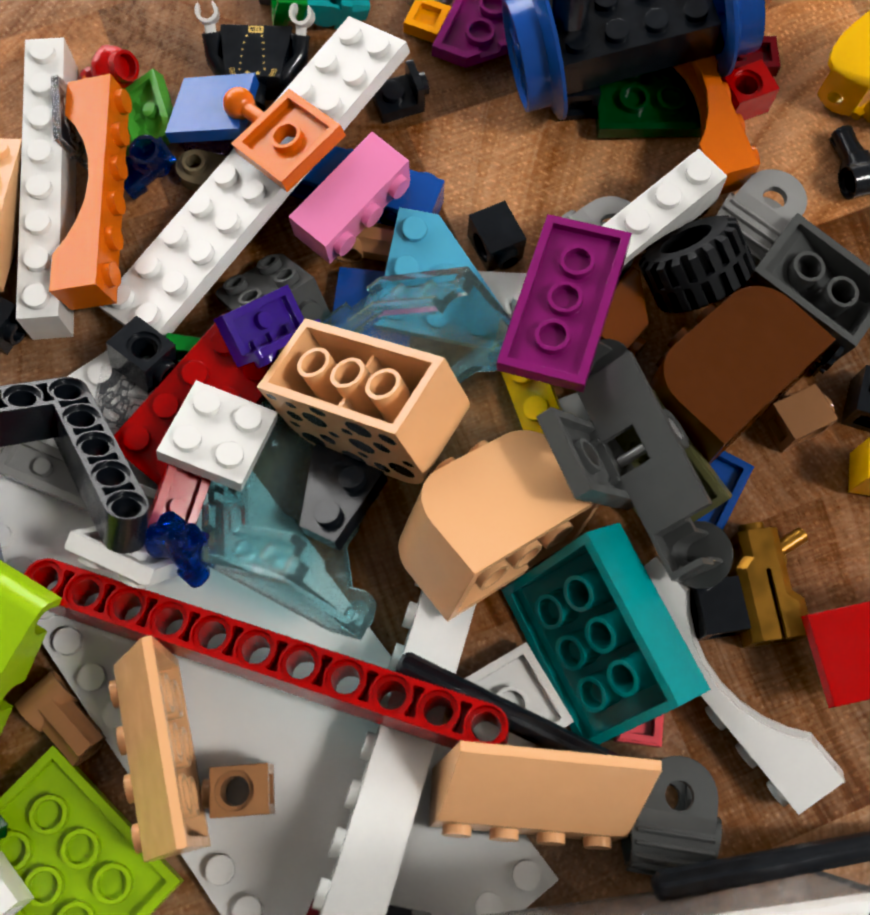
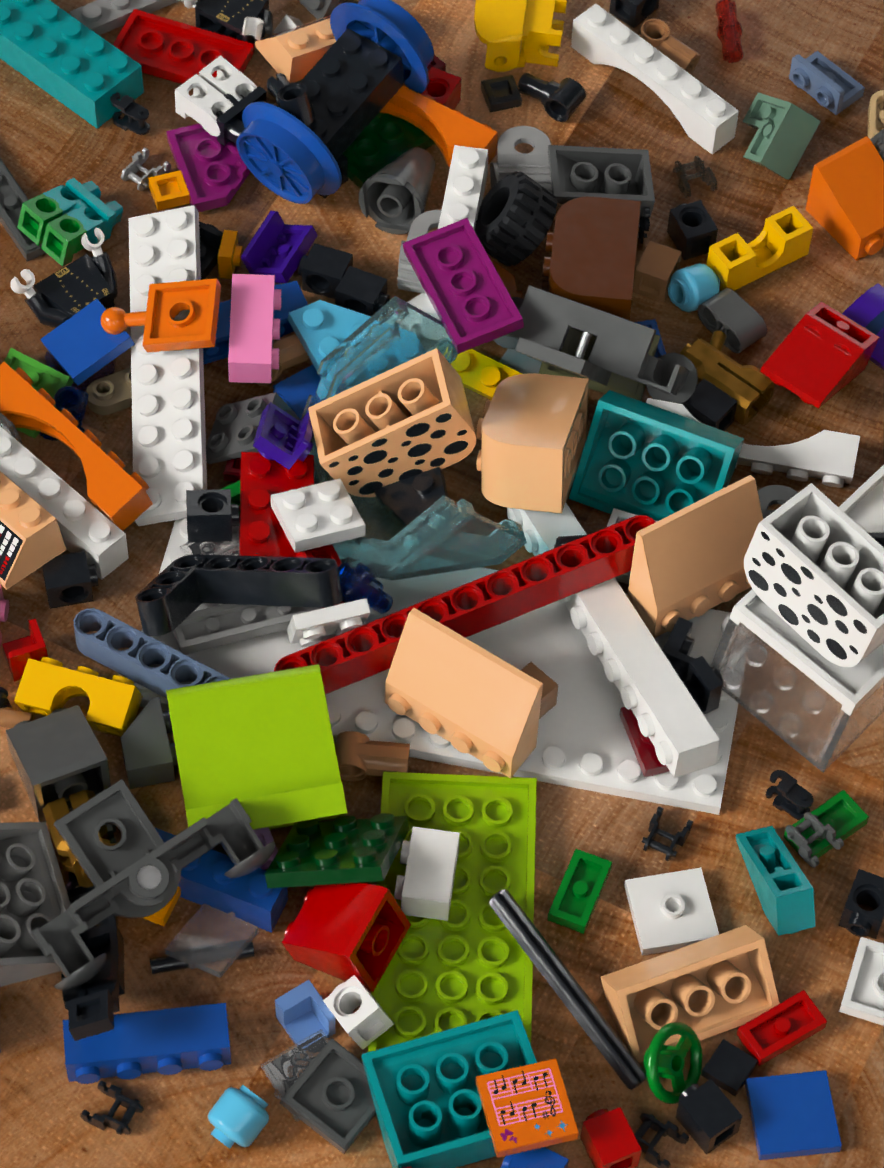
camera: 40 degrees left, 15 degrees down
(418, 113) = (229, 254): none -> light orange plate
(437, 863) = (679, 647): none -> black bracket
(464, 137) = (278, 248): none -> dark purple bracket
(486, 185) = (323, 270): none -> black brick
(624, 157) = (398, 191): none -> dark grey cone
(810, 131) = (501, 93): none -> black tile
(821, 463) = (693, 286): none -> medium azure head
(831, 526) = (734, 317): none -> dark grey beam

